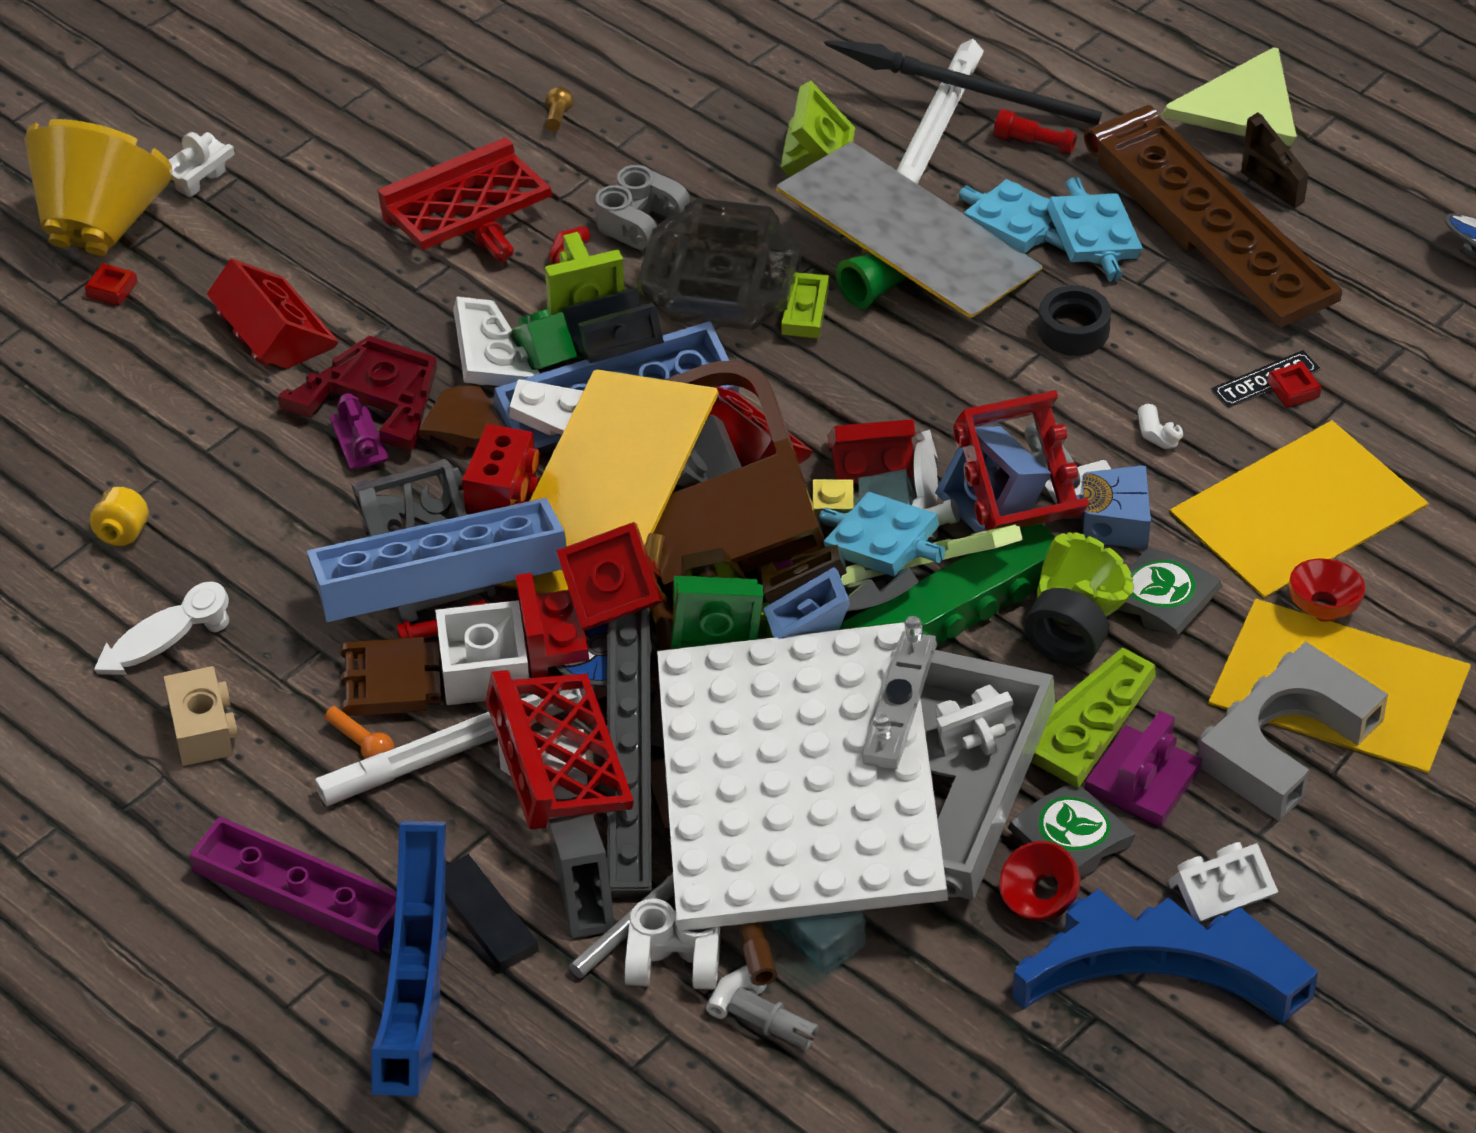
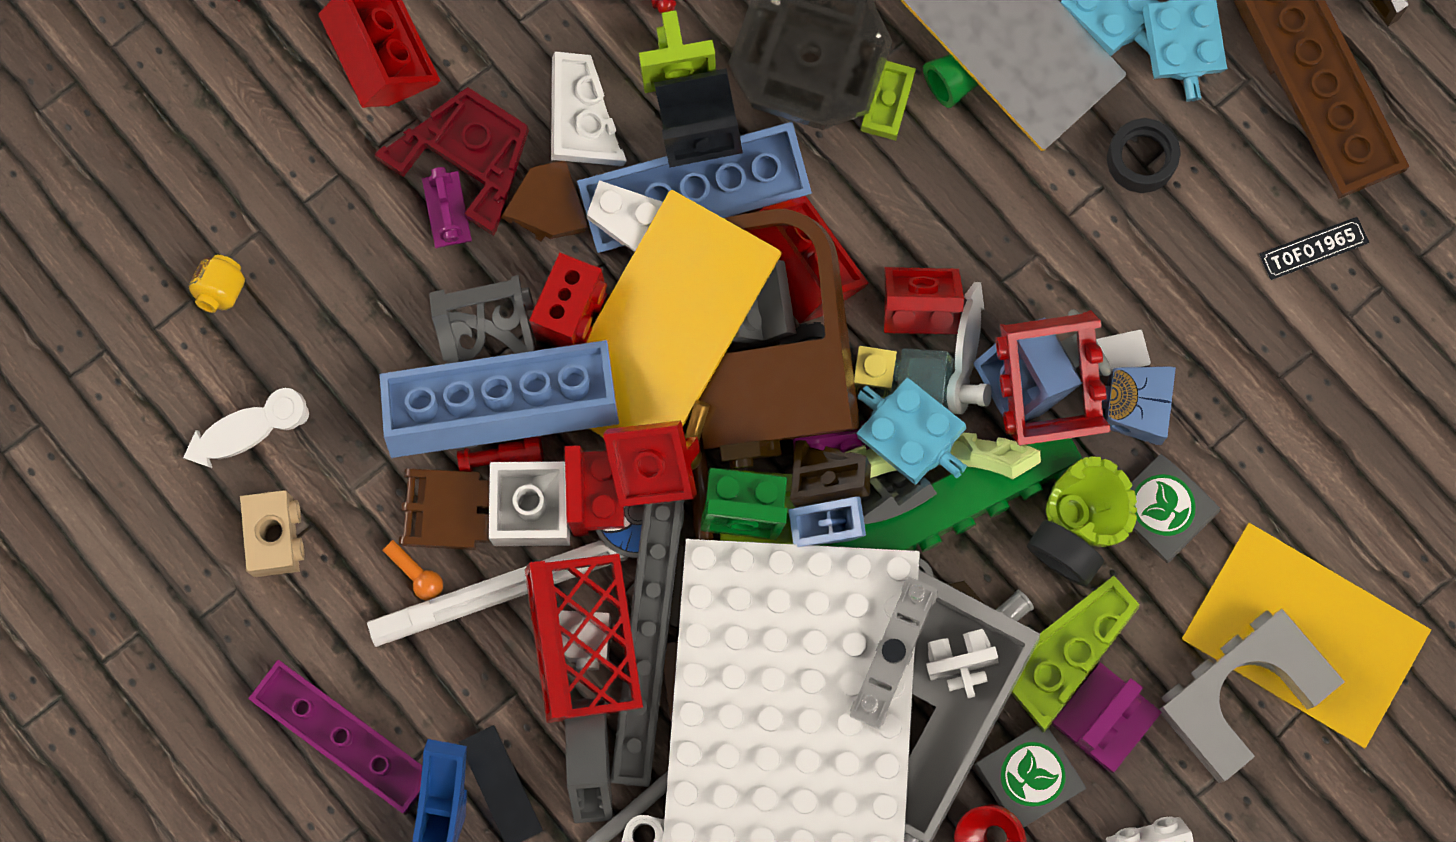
camera: 10 degrees right, 30 degrees up
(544, 338) = (631, 114): green slope -> none
(1153, 431) = (1195, 308): white arm -> none
(1294, 384) = (1339, 264): red tile -> none
(1298, 506) = (1312, 416): yellow piece -> none
(1326, 581) = (1327, 523): red piece -> none

